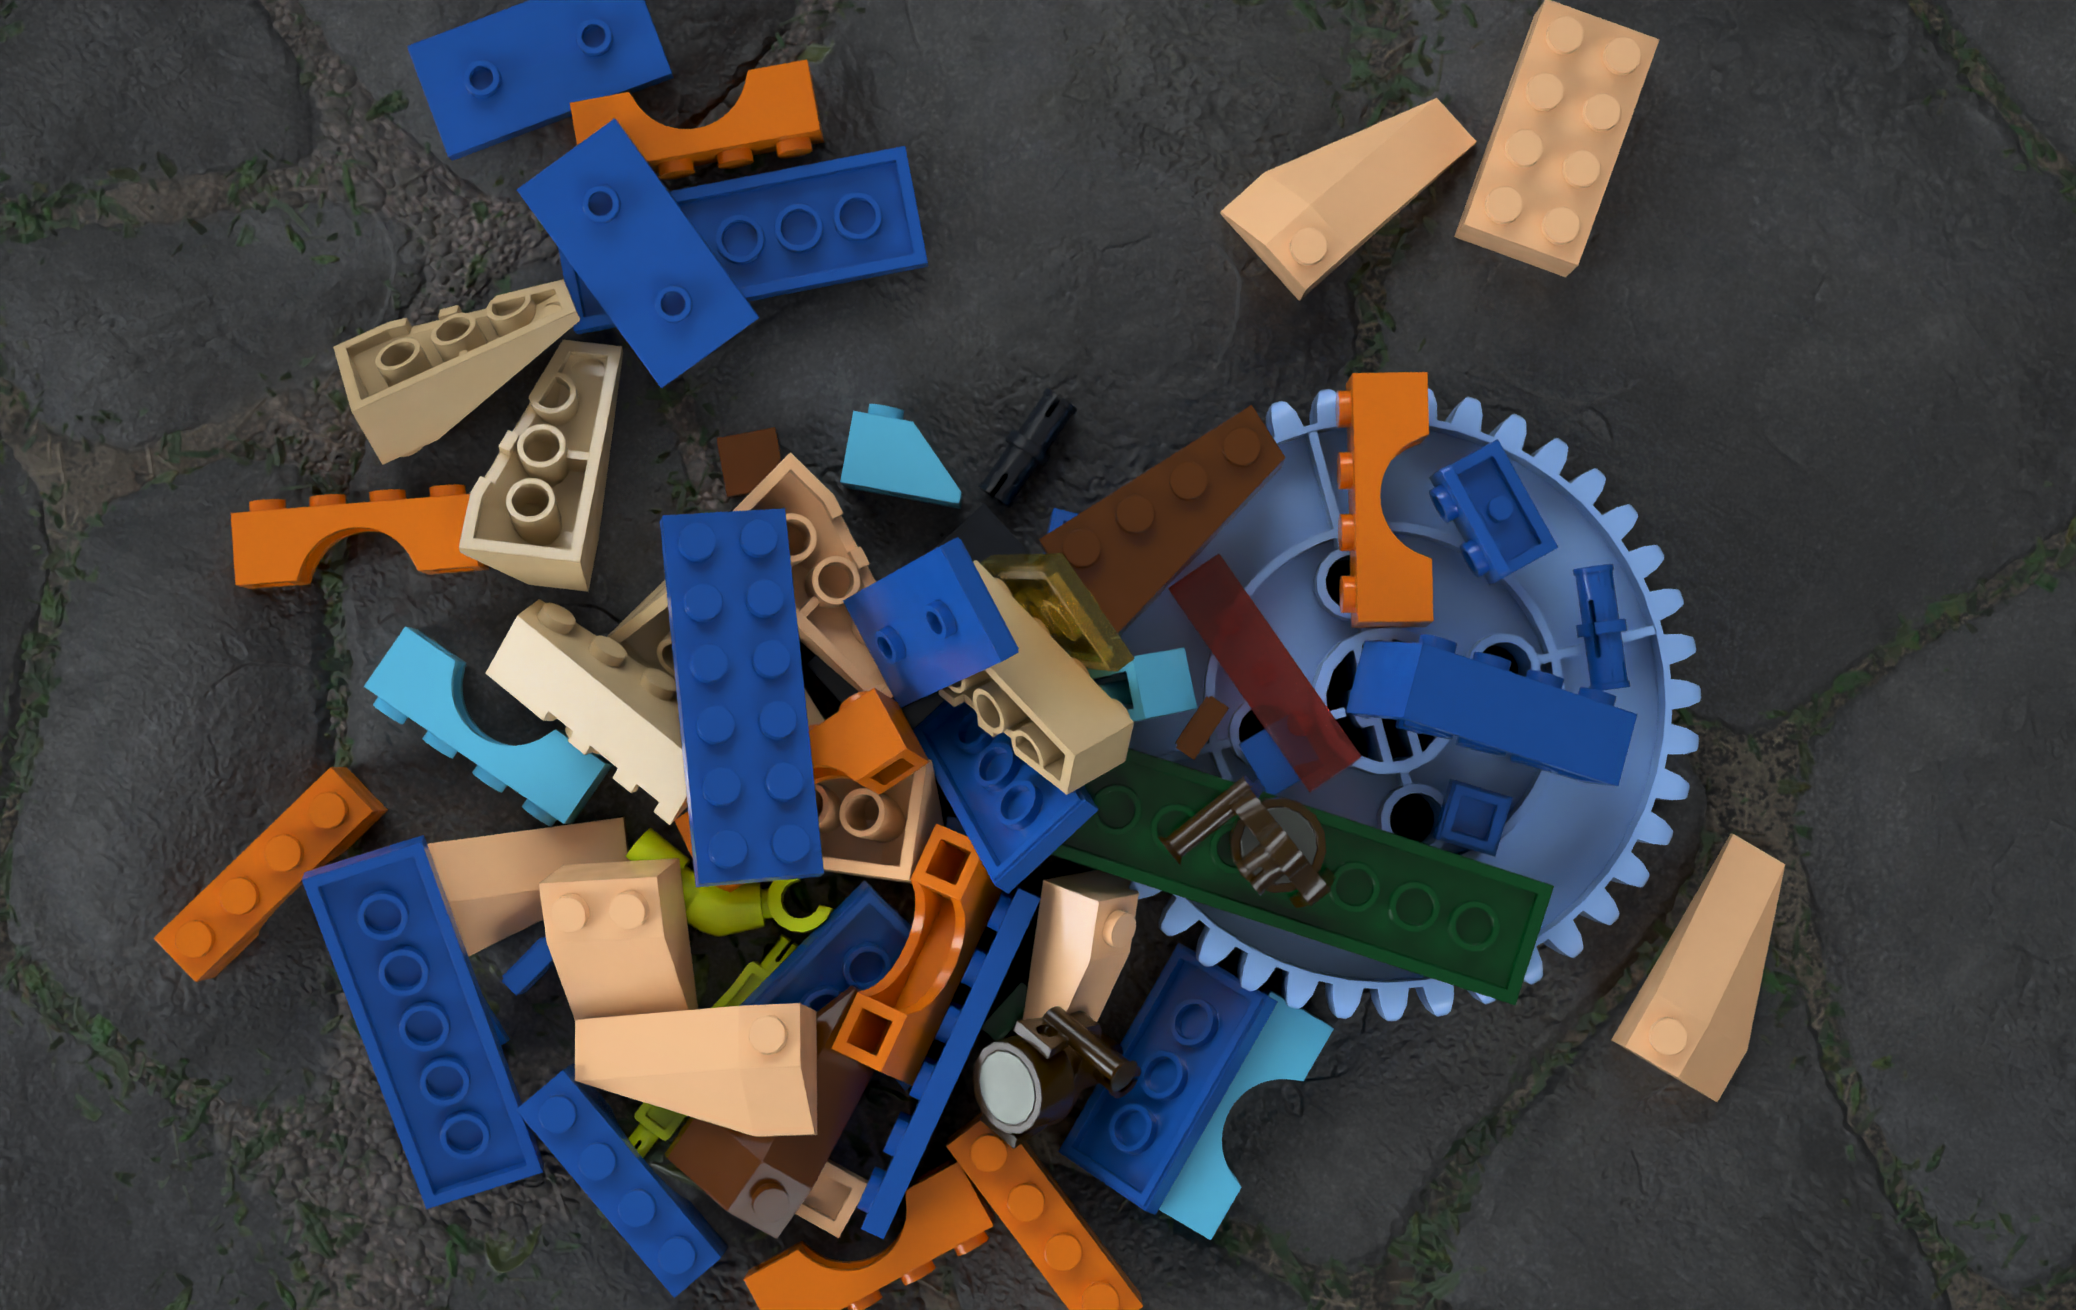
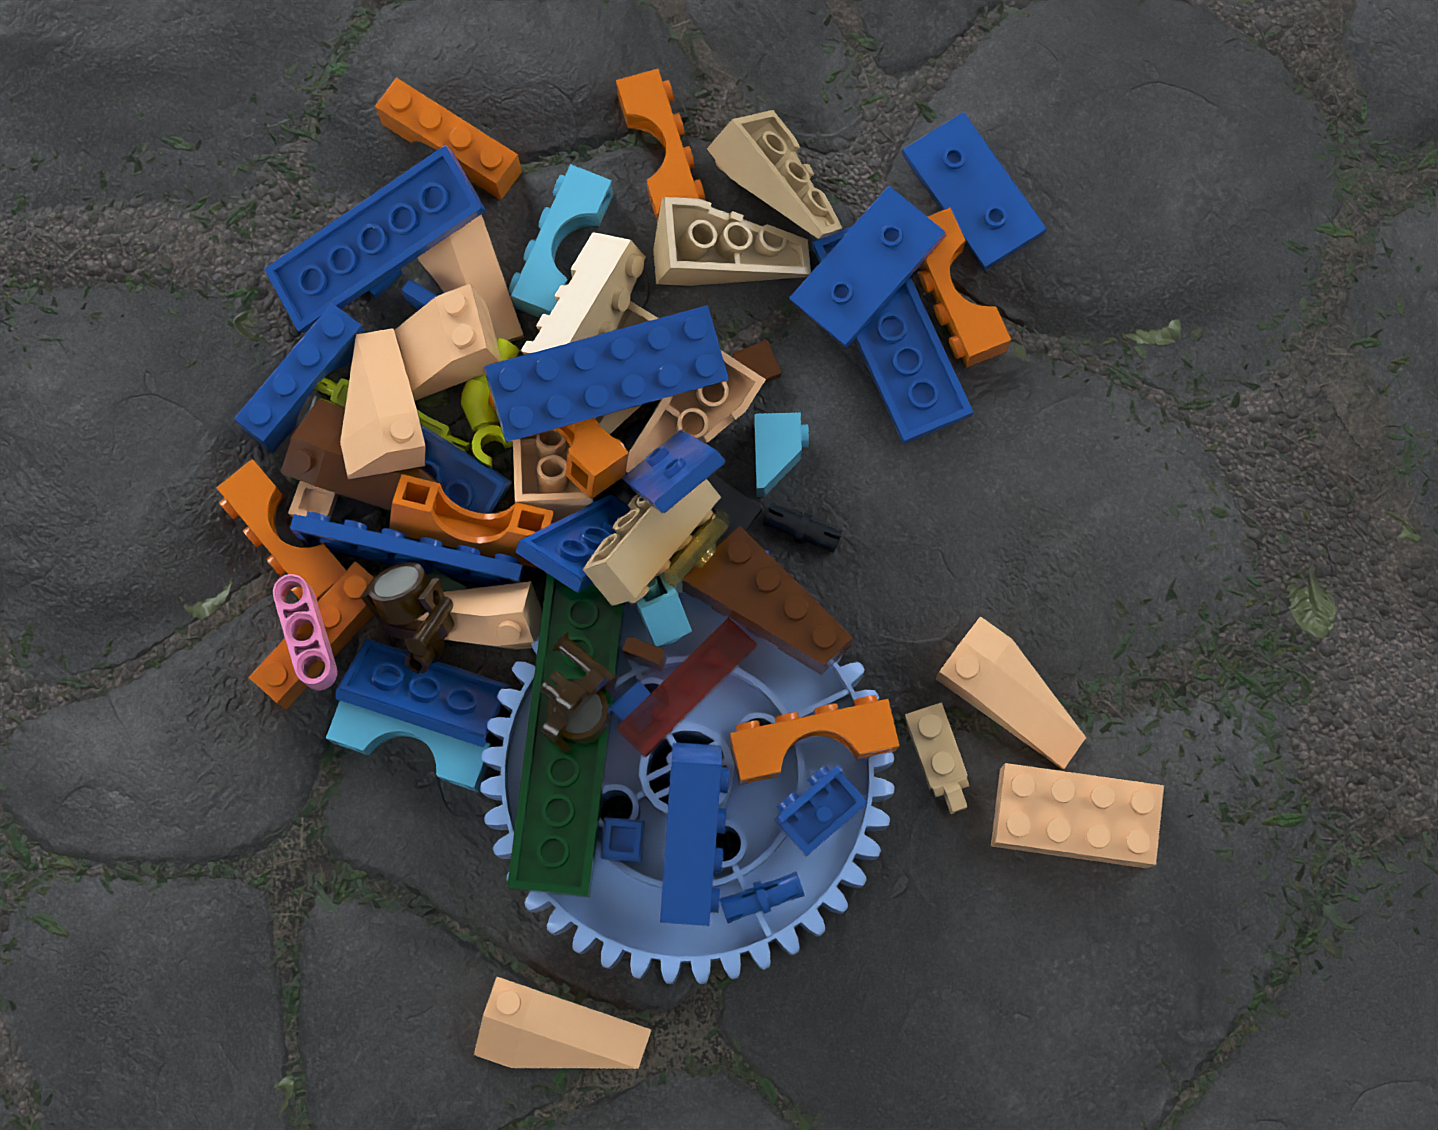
camera: 85 degrees right, 10 degrees down
(1026, 1263) = (292, 618): none -> bright pink beam
(1418, 321) = (938, 754): none -> tan hinge

